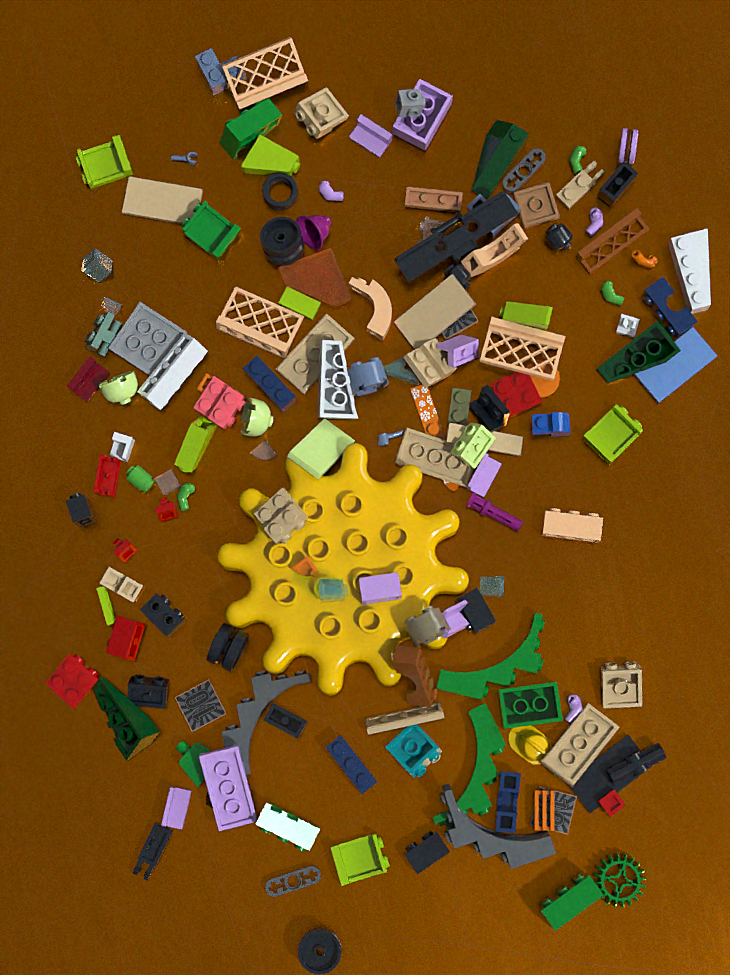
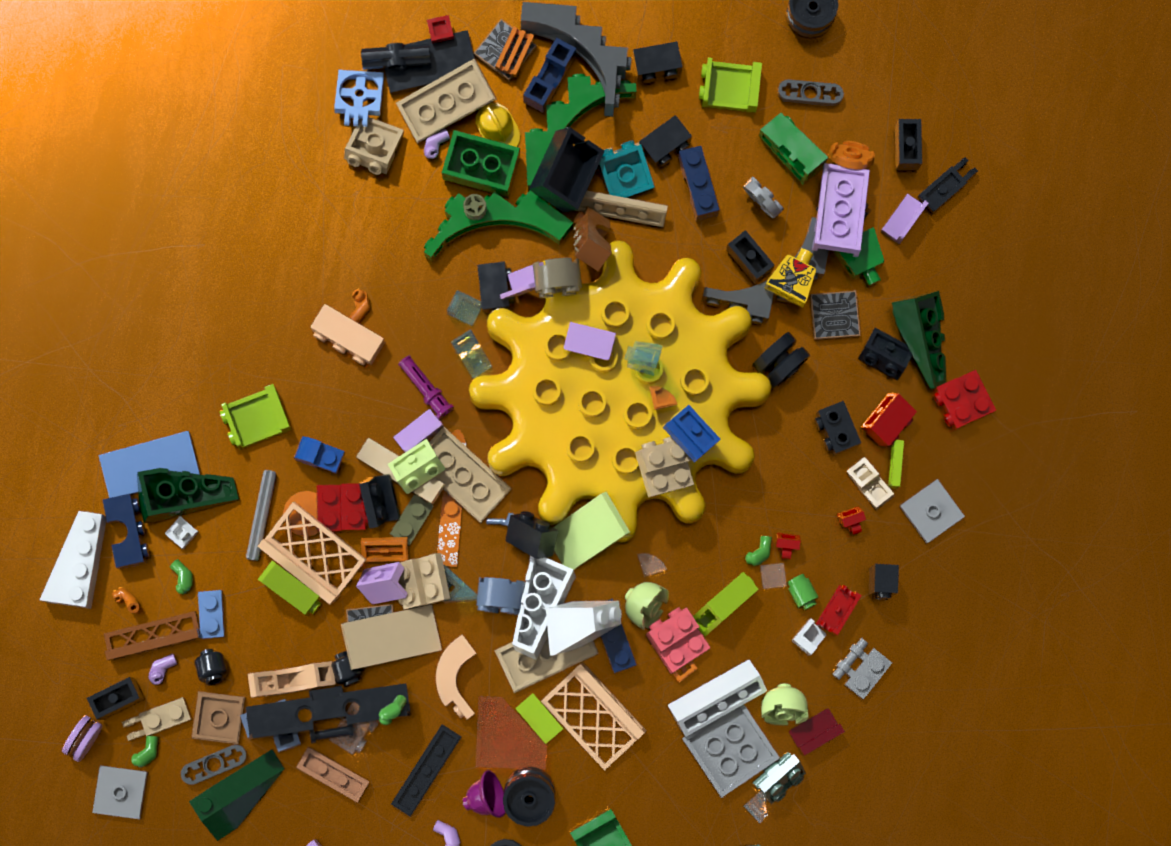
camera: 165 degrees left, 0 degrees up
(65, 583) = (932, 511): none -> light grey plate
(67, 438) = (868, 672): none -> light grey plate
(196, 868) = (908, 144): none -> black brick
(238, 839) = (851, 155): none -> orange tile
(243, 715) = (793, 278): none -> yellow torso
(270, 548) = (691, 433): none -> blue plate
(295, 773) = (763, 197): none -> light grey plate
(297, 378) = (579, 623): none -> white slope
(362, 430) = (531, 535): none -> black brick
(366, 232) = (426, 770): none -> black tile
(392, 787) = (665, 142): none -> black brick
(408, 254) = (392, 710): none -> bright green arm
(459, 725) = (566, 170): none -> black piece
(469, 551) = (471, 354): none -> clear light blue slope
(471, 378) = (385, 549): none -> orange tile
(520, 665) = (474, 202): none -> olive wheel
(571, 554) = (361, 303): none -> orange arm
(574, 364) = (261, 515): none -> light grey axle
(577, 276) = (211, 614): none -> medium blue plate
(582, 123) = (120, 792): none -> light grey plate
(646, 705) = (357, 111): none -> light blue piece

